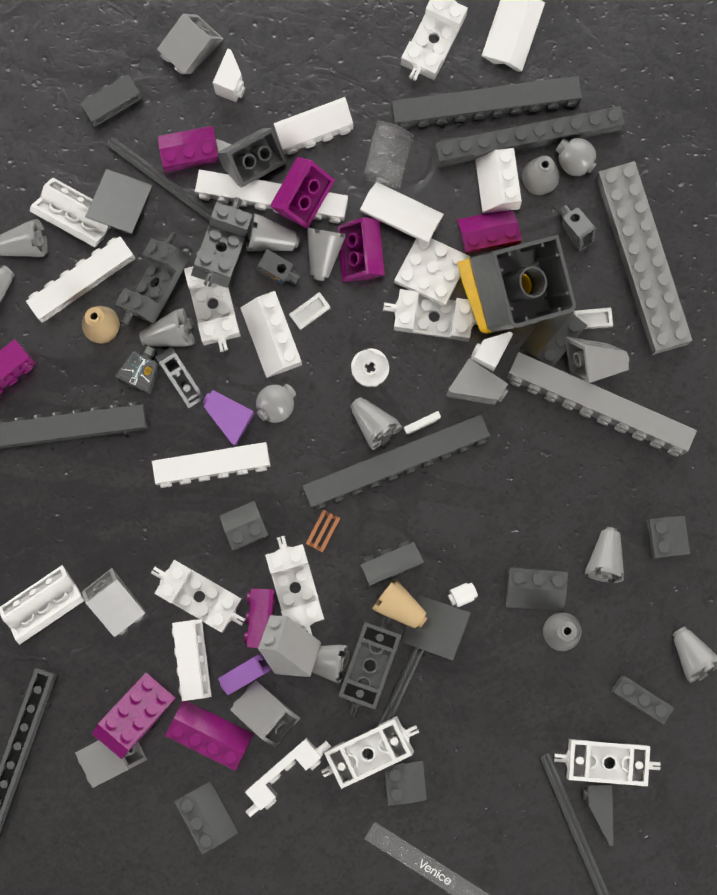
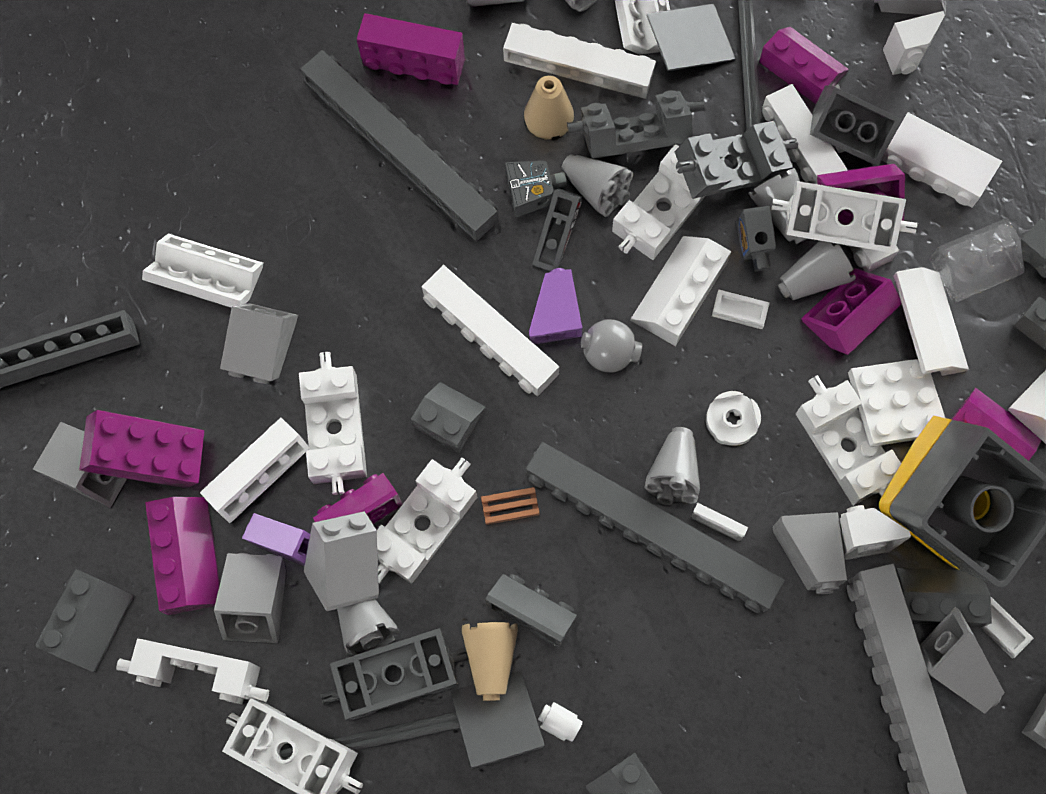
camera: 55 degrees right, 10 degrees down
(291, 225) = (815, 211): none -> white brick

